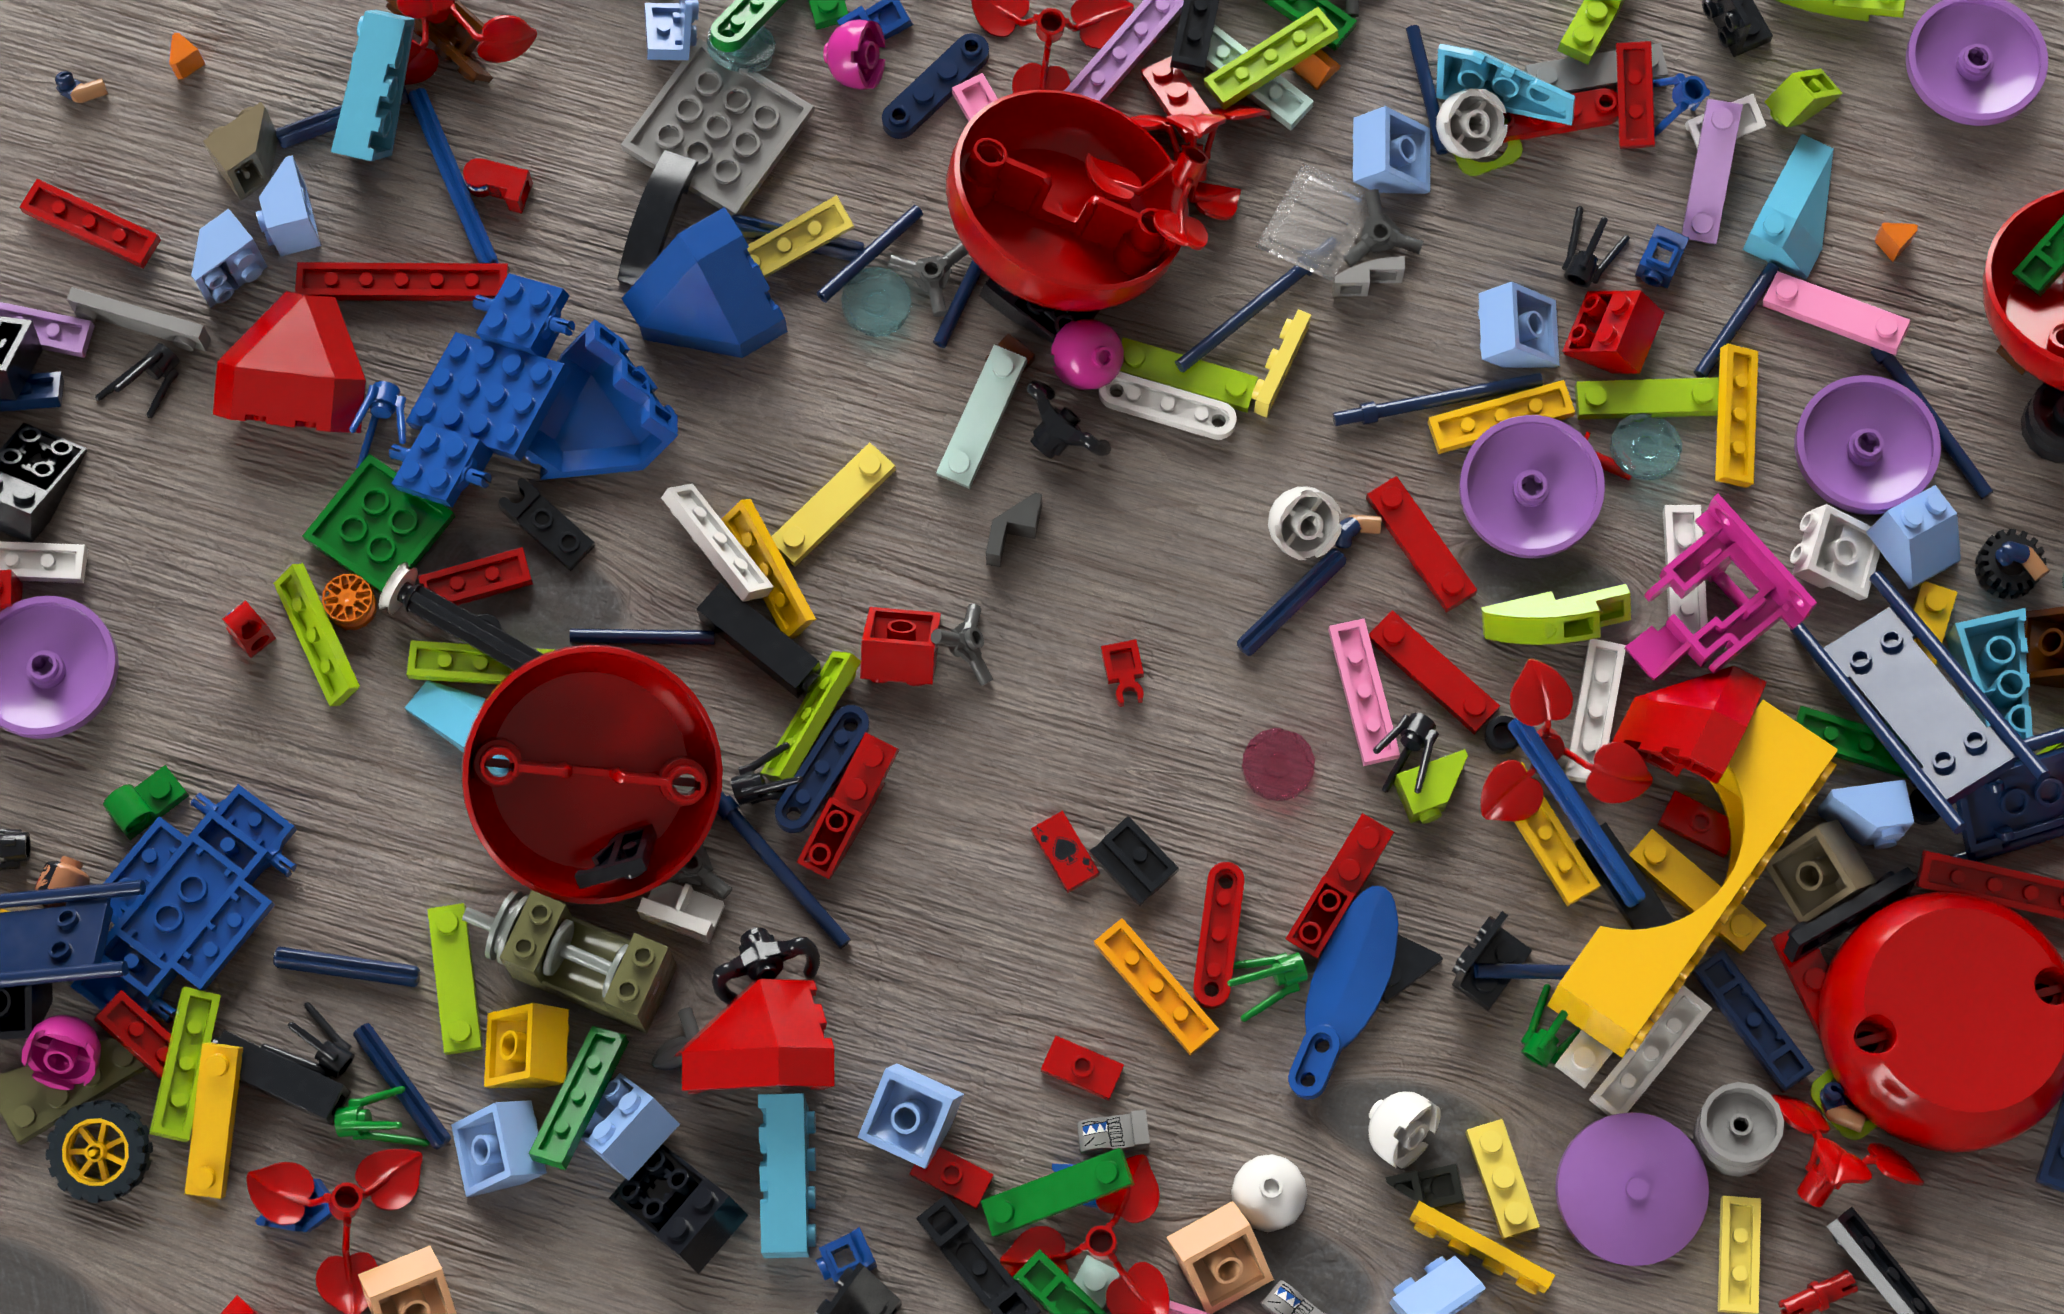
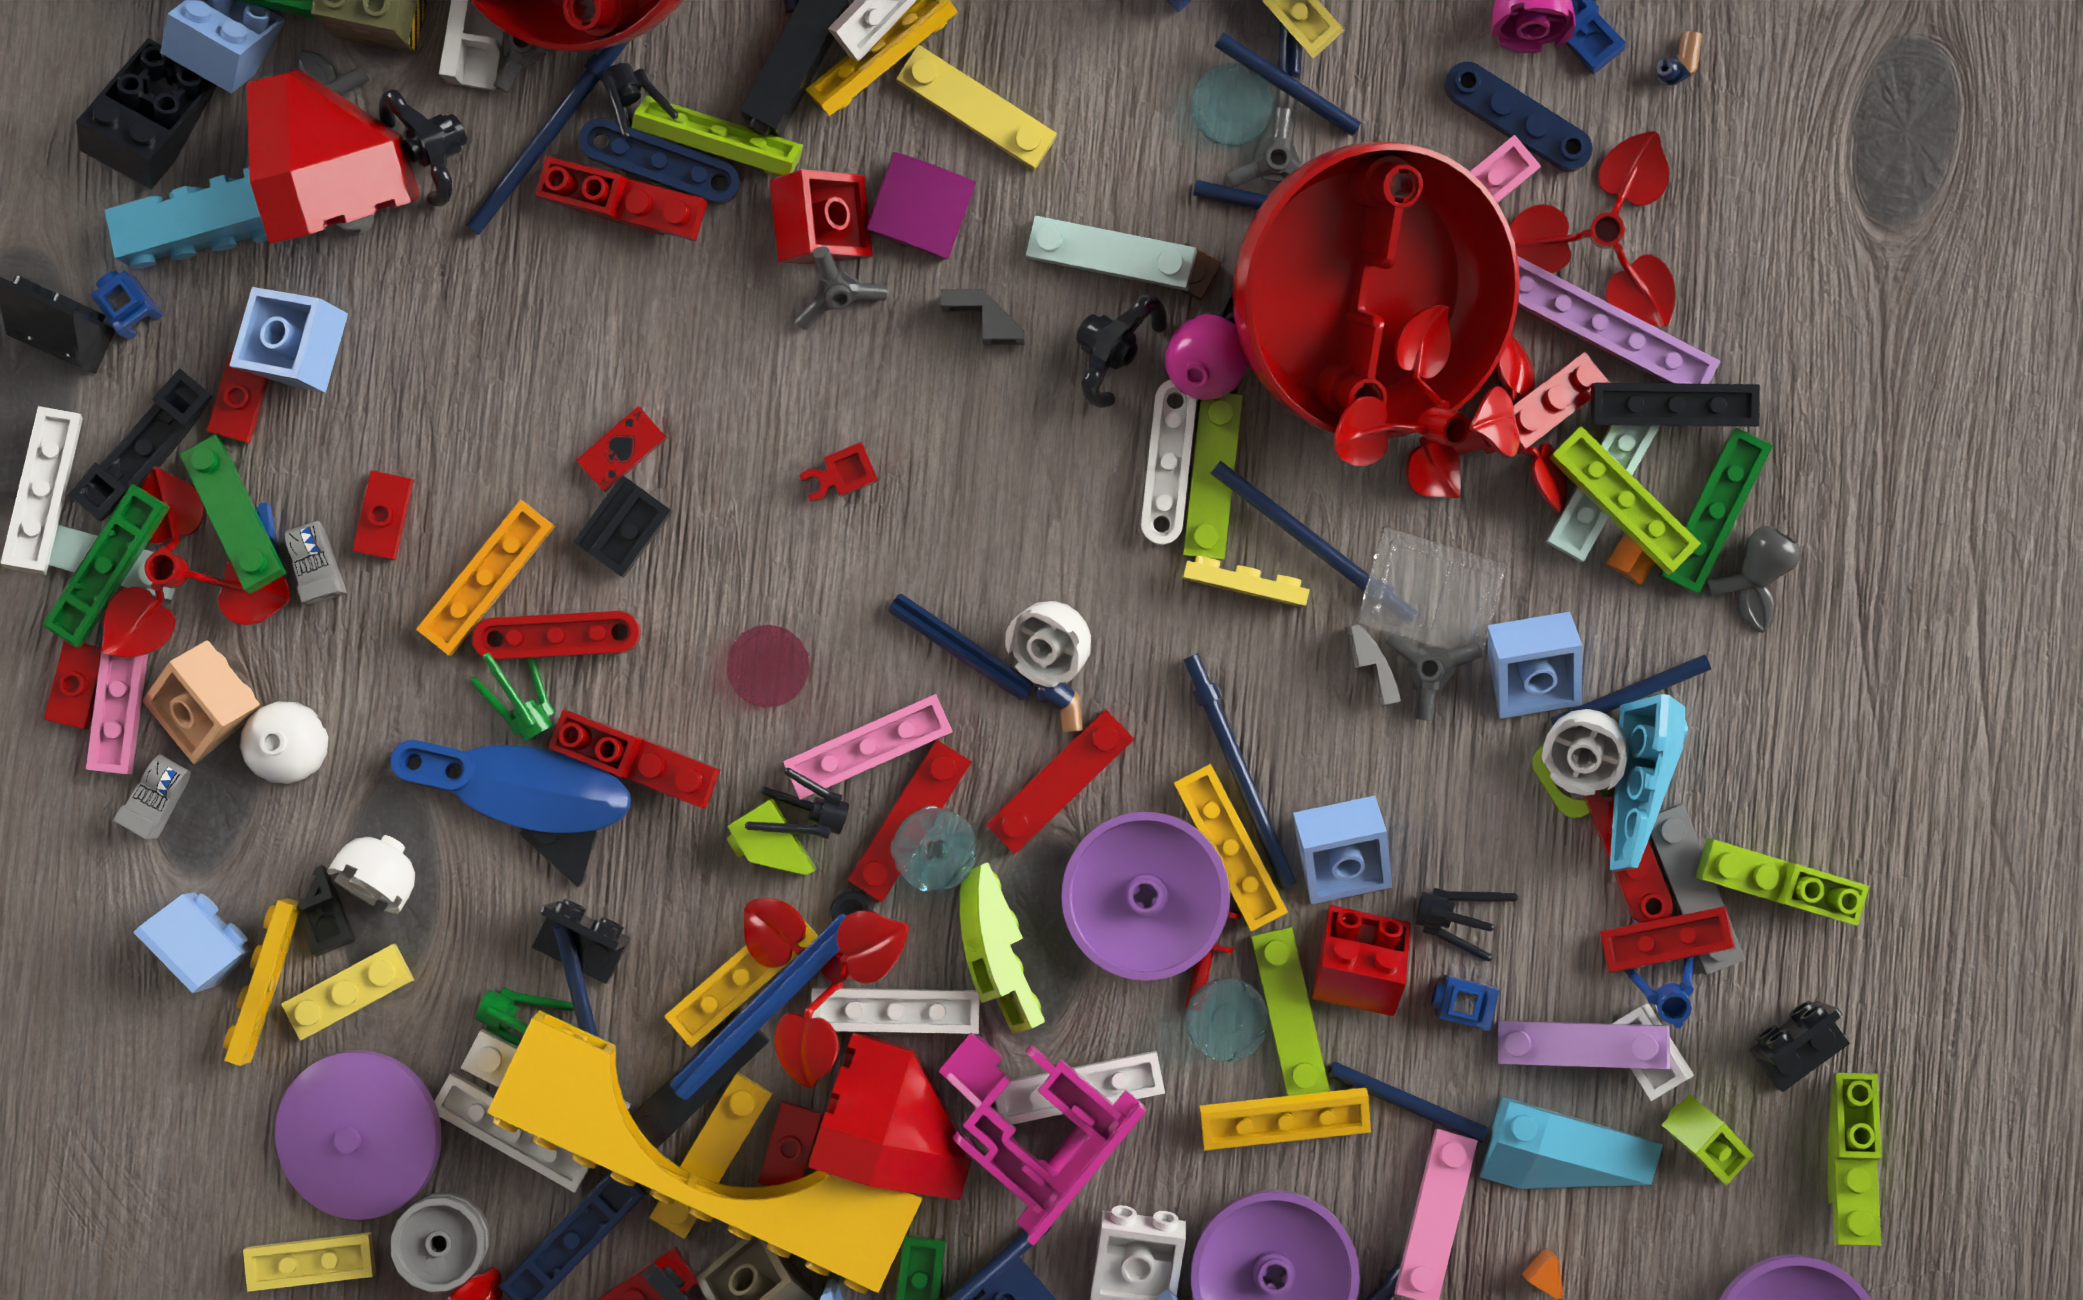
camera: 80 degrees right, 15 degrees up
(907, 563) = (920, 205): none -> magenta slope
(1452, 665) = (957, 847): none -> clear light blue plate

